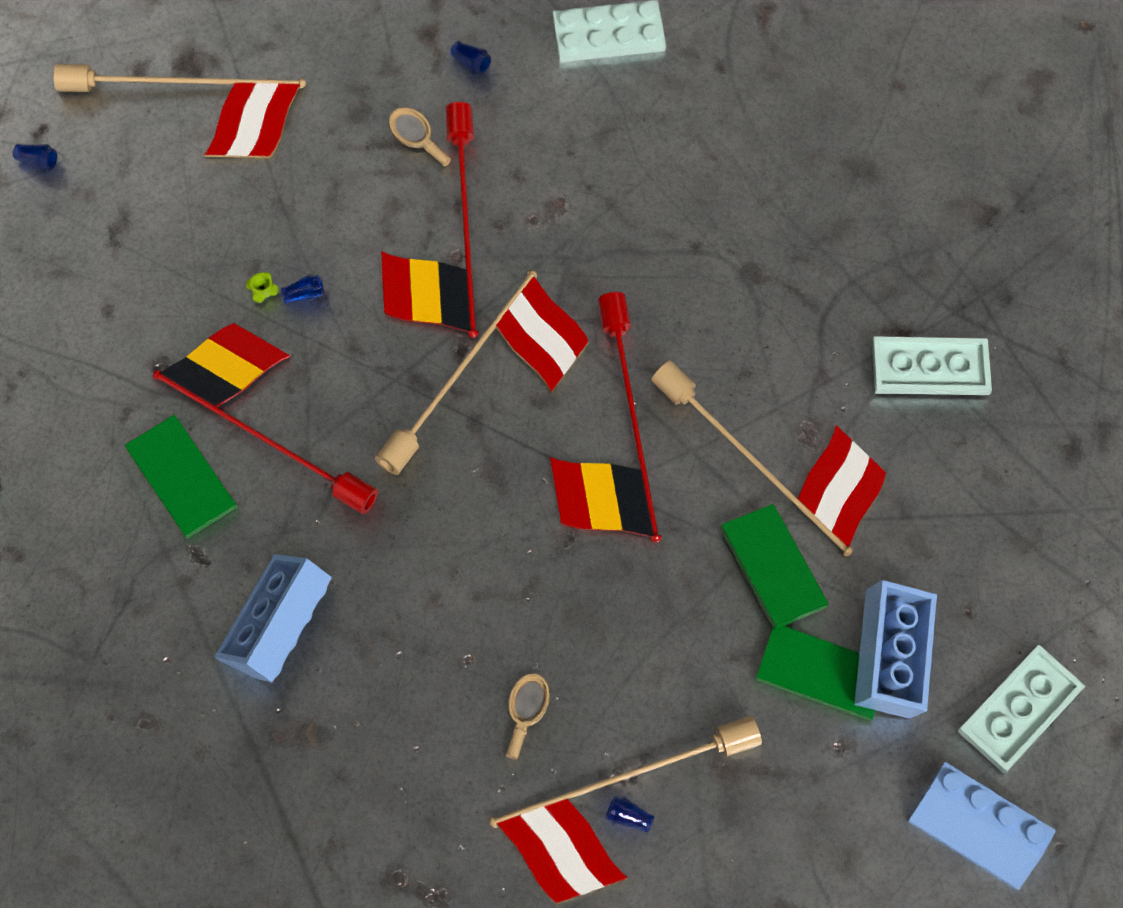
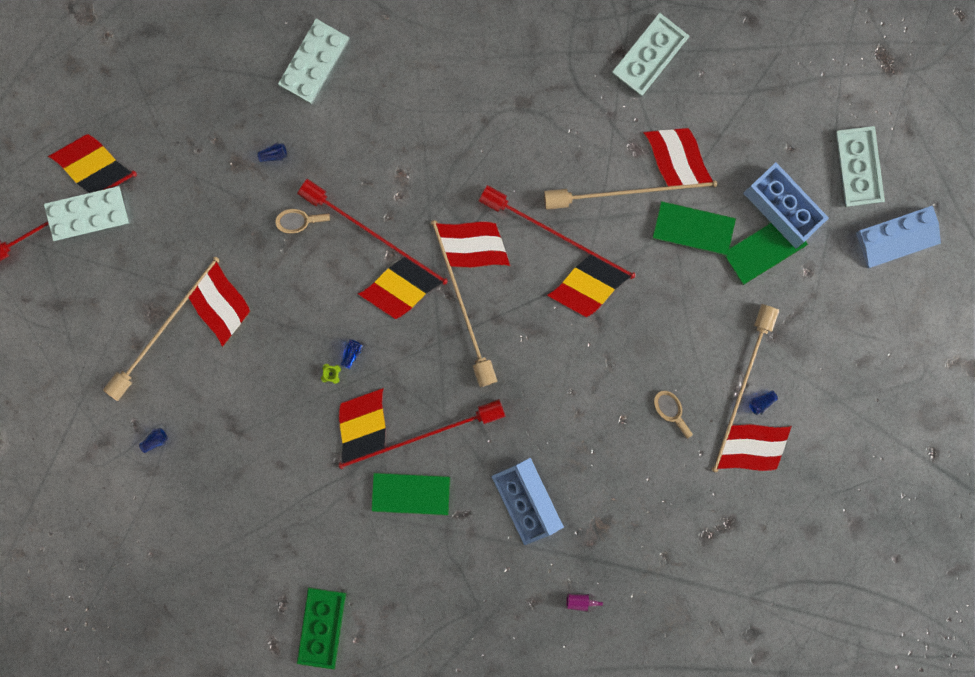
camera: 45 degrees left, 20 degrees up
(189, 781) = (582, 602): none -> magenta piece

